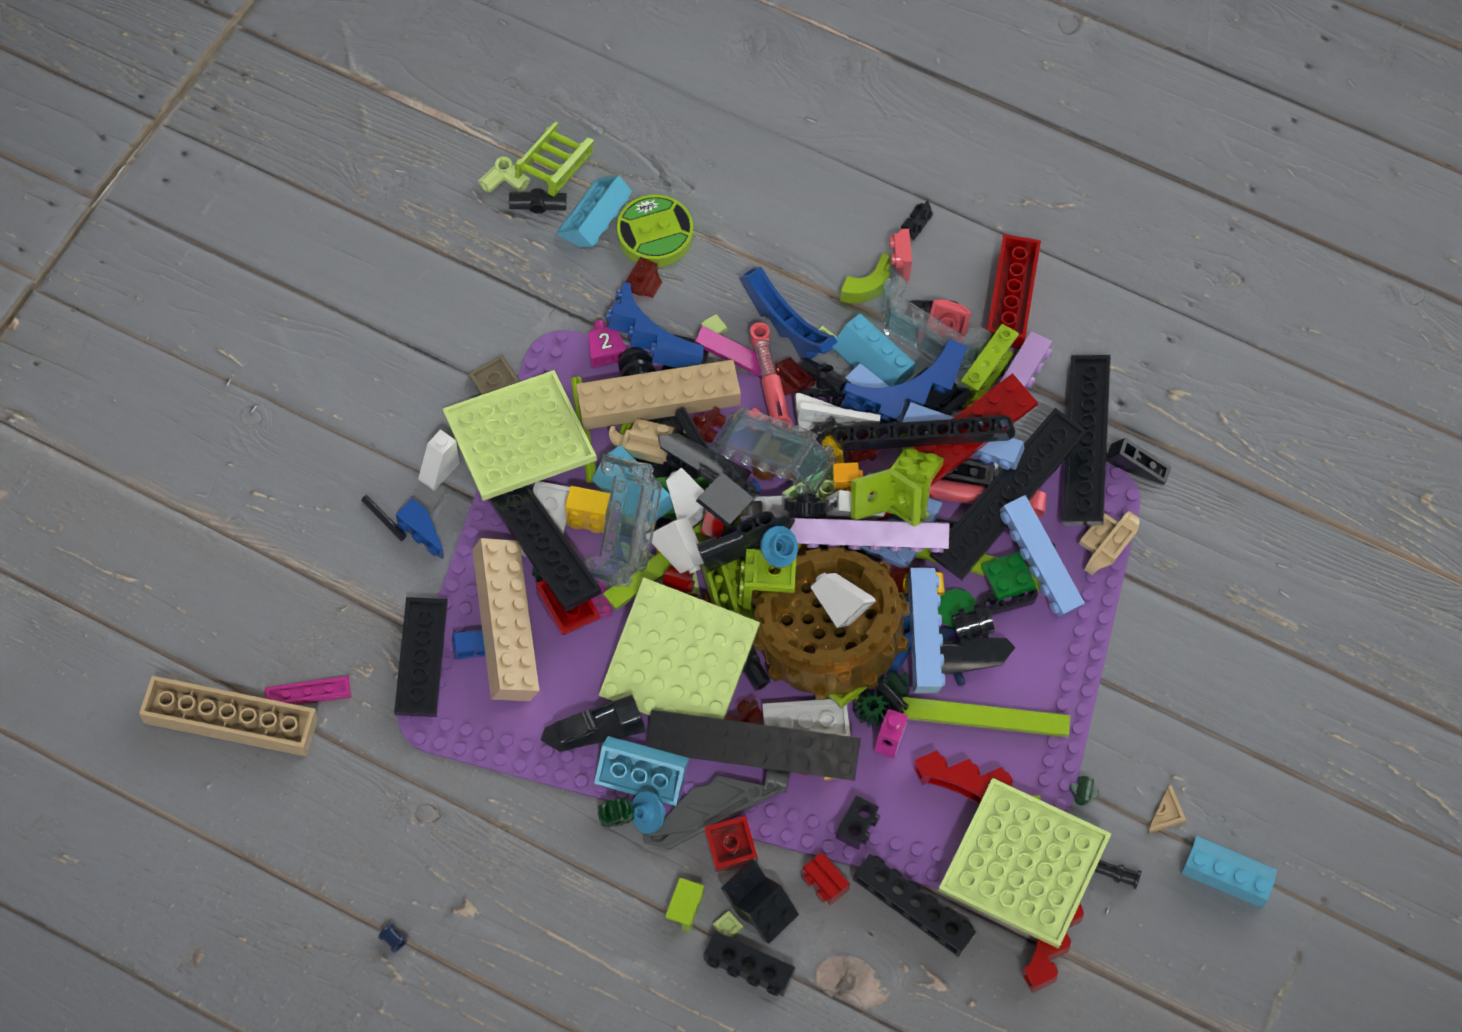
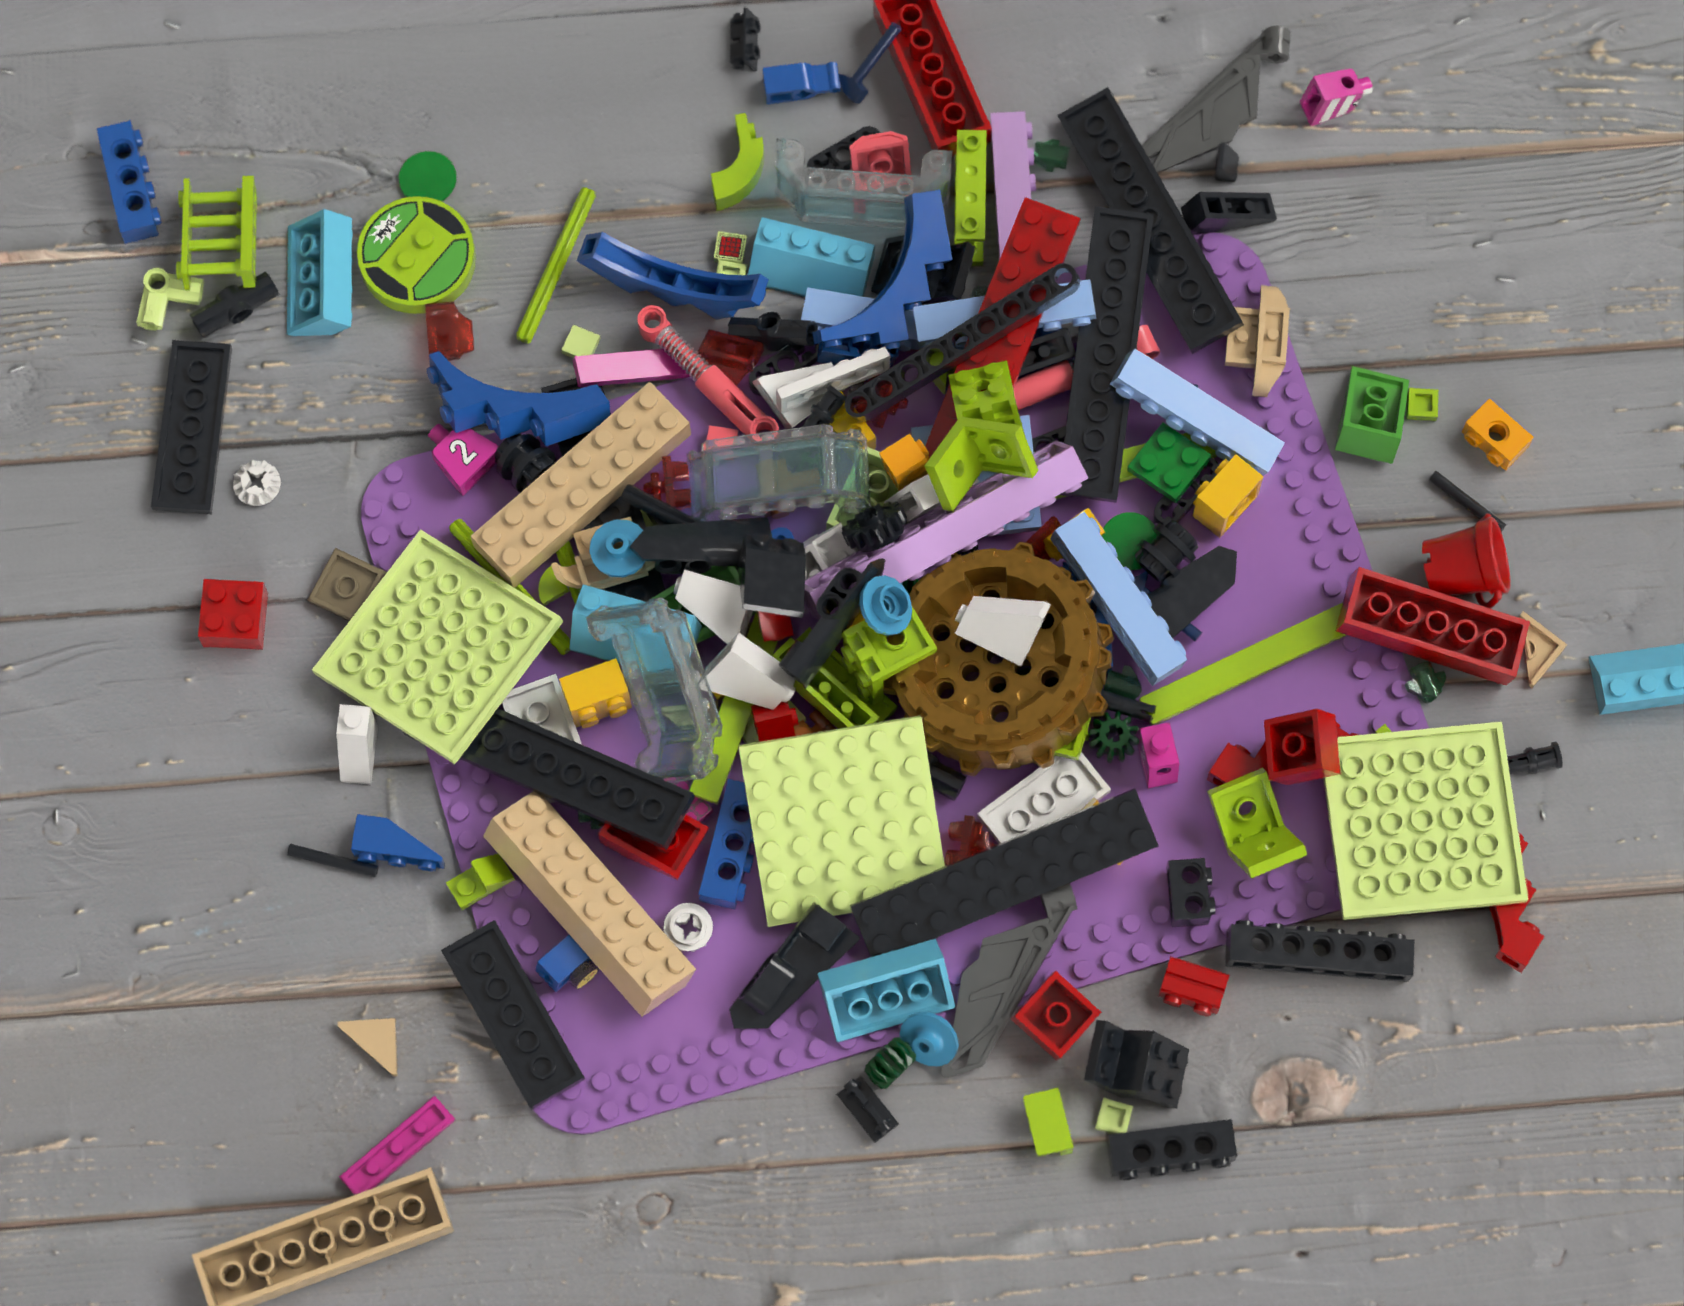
camera: 30 degrees left, 10 degrees up
(339, 627) = (376, 1038): none -> tan tile
(421, 357) = (233, 614): none -> red brick
(456, 574) = (480, 880): none -> lime slope
(470, 250) = (191, 427): none -> black plate
(475, 658) = (583, 974): none -> clear smoke tile
(477, 302) = (253, 495): none -> white gear
(525, 109) = (113, 142): none -> blue brick
(553, 660) = (681, 915): none -> white gear
(586, 832) = (867, 1108): none -> black hinge
(597, 640) = (713, 888): none -> blue brick
(604, 443) = (550, 587): none -> lime tile
(645, 440) = (613, 561): none -> dark azure piece
(691, 195) = (428, 176): none -> green piece
(727, 278) = (555, 265): none -> lime axle
(833, 322) = (730, 247): none -> tile
(901, 253) = (762, 102): coral slope -> none
(921, 814) = (1259, 838): none -> lime bracket
(933, 257) = (799, 81): none -> blue piece
(962, 276) = (853, 86): none -> dark blue piece
(977, 774) = (1302, 747): none -> red brick
(1030, 612) = (1227, 495): none -> yellow brick
(1053, 375) = (1051, 155): none -> clear green piece
(1107, 758) = (1432, 626): none -> red brick
(1150, 621) = (1372, 415): none -> bright green slope
(1153, 734) = (1469, 562): none -> red piece
(1154, 436) = (1226, 163): none -> black slope
(1172, 404) = (1220, 106): none -> dark grey wing
(1178, 704) = (1462, 498): none -> black piece
(1186, 634) = (1422, 404): none -> lime tile
(1220, 664) = (1491, 419): none -> light orange brick
(1244, 432) = (1333, 95): none -> dark pink torso

